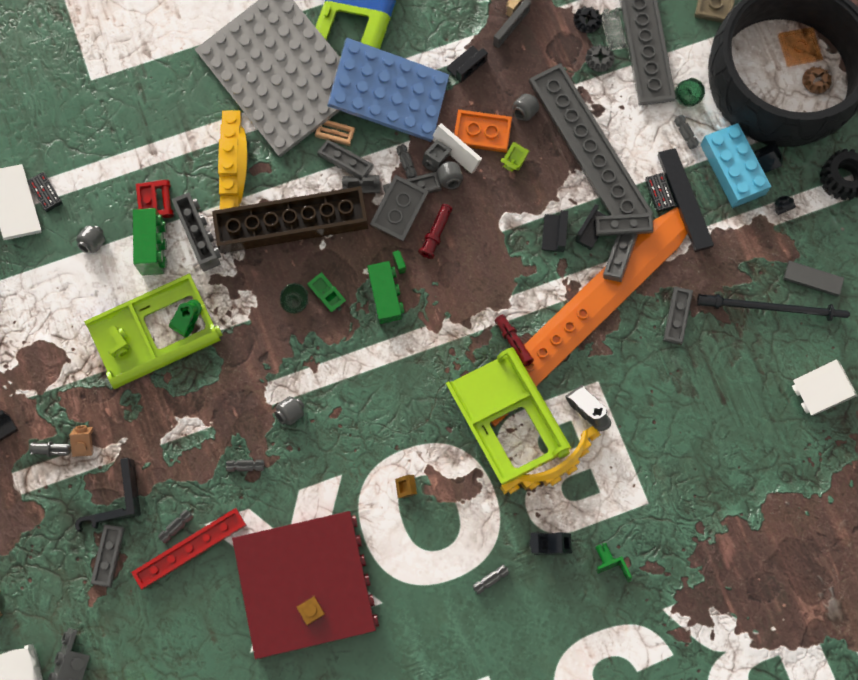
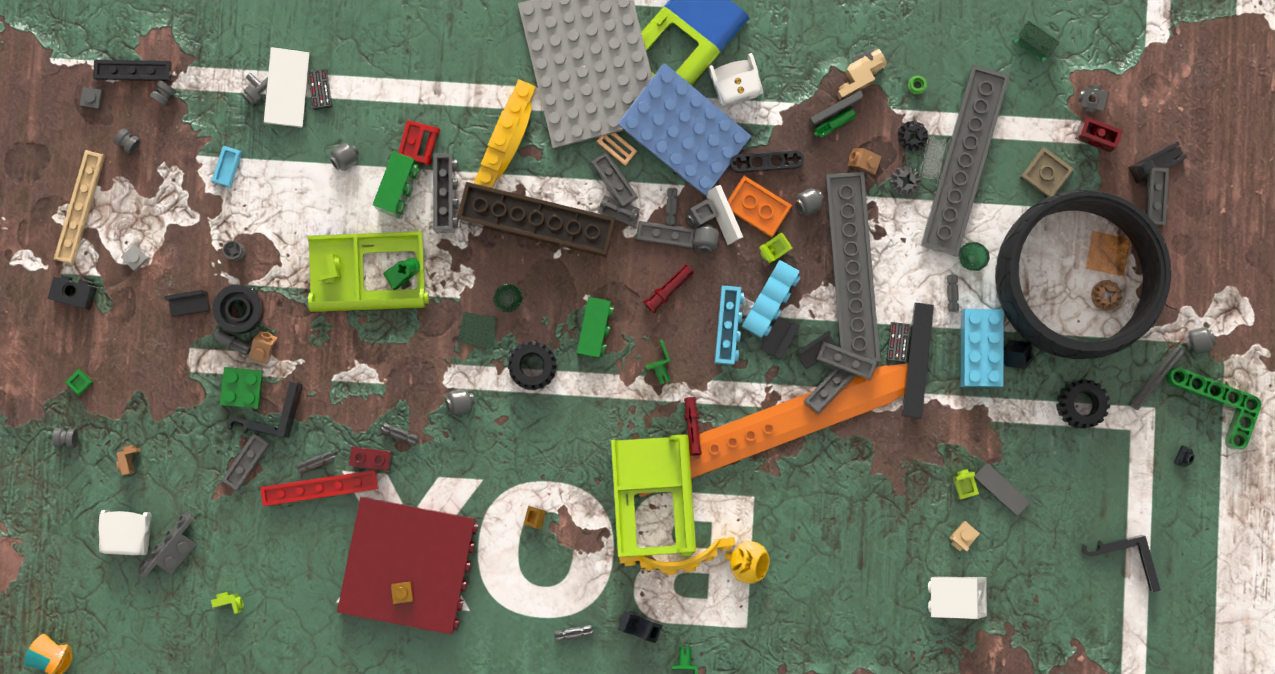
camera: 25 degrees right, 10 degrees up
(15, 363) = (230, 248): none -> dark grey wheel
(31, 407) = (223, 305): none -> black piece
(76, 488) = (241, 388): none -> green plate
(227, 498) = (371, 458): none -> dark red brick
(278, 341) = (477, 330): none -> clear green piece
(326, 292) = (540, 303): green slope -> none
(338, 334) = (517, 357): none -> black tyre
(399, 208) = (643, 252): dark grey plate -> none
(399, 262) = (620, 304): green tile -> none
(416, 35) = (736, 81): none -> white piece
(459, 301) = (659, 366): none -> green bracket
(467, 63) = (774, 130): black panel -> none
(471, 88) = (766, 158): none -> black beam
(504, 239) = (728, 324): none -> medium azure brick
(515, 36) = (834, 123): none -> green piece
(530, 202) = (770, 299): none -> medium azure brick
(556, 54) = (864, 160): none -> medium nougat bracket
(589, 408) = (731, 521): piece -> none
(623, 438) = (749, 562): none -> yellow piece
(677, 315) = (856, 468): dark grey tile -> none
(718, 301) = (899, 471): black bar -> none
(780, 286) = (965, 484): none -> lime bracket
(784, 204) = (1010, 406): black plate -> none
(802, 334) = (963, 536): none -> tan bracket

